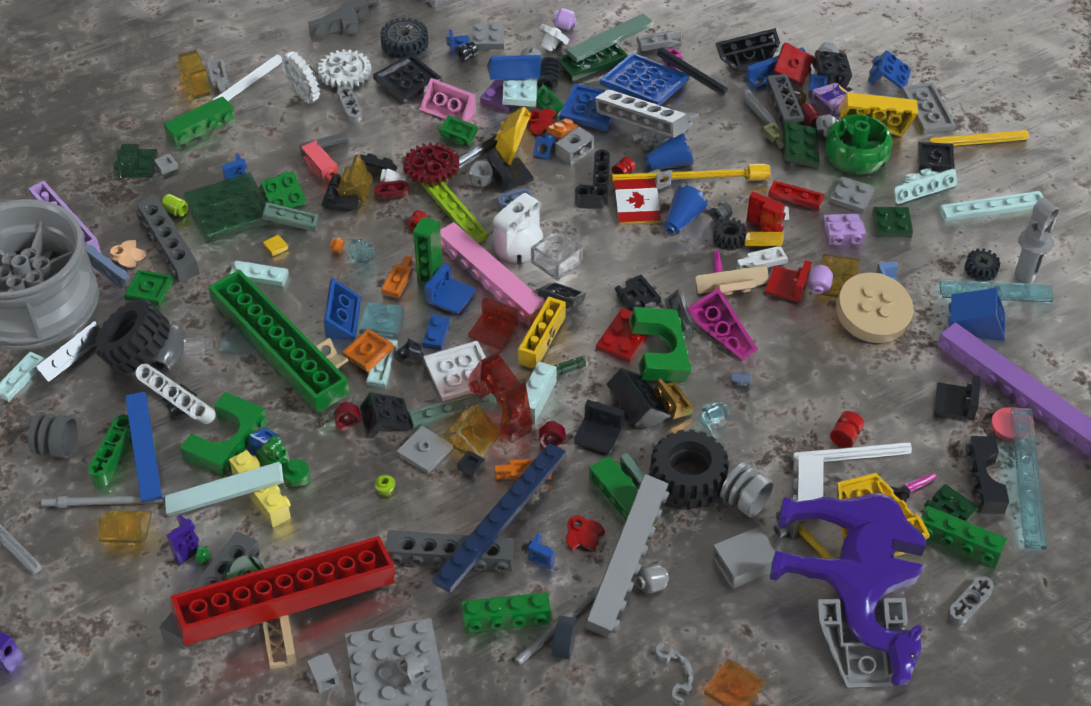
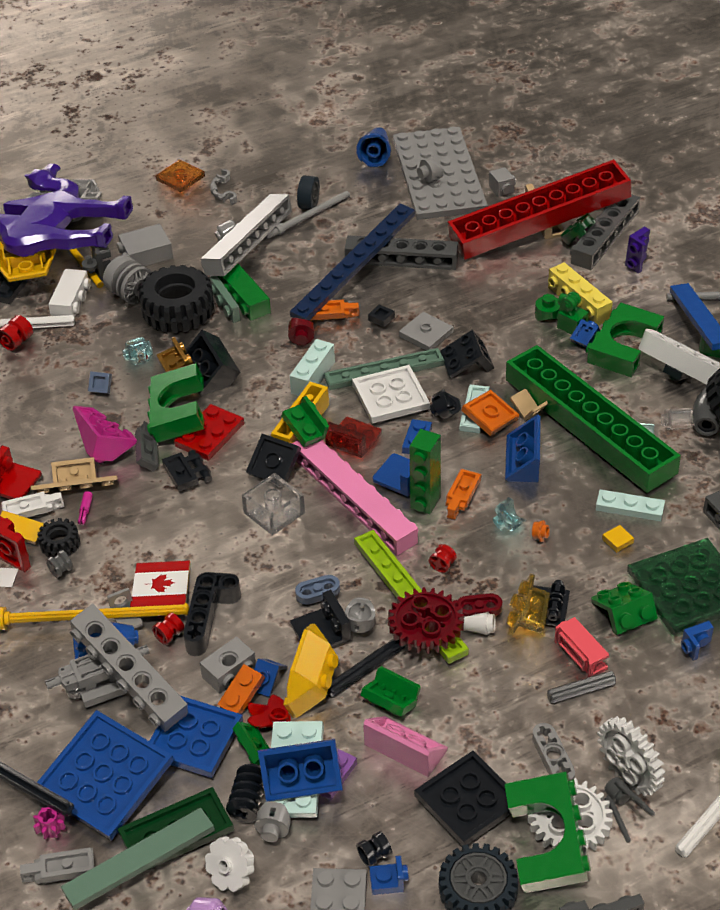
camera: 175 degrees left, 5 degrees down
(124, 527) = (698, 270): clear yellow slope -> none
(202, 555) = (620, 253): green plate -> none
(224, 489) = (610, 280): light aqua tile -> none
(290, 216) = (606, 565): sand green tile -> none
(346, 416) = (503, 348): dark red piece -> none
(354, 48) = (566, 862): none -> green arch
(372, 161) = (500, 641): black plate -> none
(382, 319) = (478, 451): clear light blue plate -> none
(385, 488) = (462, 304): lime plate -> none
(472, 431) = (381, 337): clear yellow slope -> none
(495, 378) = (350, 334): clear red wedge -> none
(506, 612) = (353, 211): green brick -> none
(517, 229) = (319, 521): white piece -> none
(535, 306) = (306, 422): none -> green bracket
(540, 554) = (321, 249): blue bracket -> none
(570, 365) = (277, 400): dark green axle -> none
(584, 535) = (281, 267): red plate -> none
(600, 427) = (252, 340): black bracket -> none
(684, 208) = (104, 559): blue cone -> none

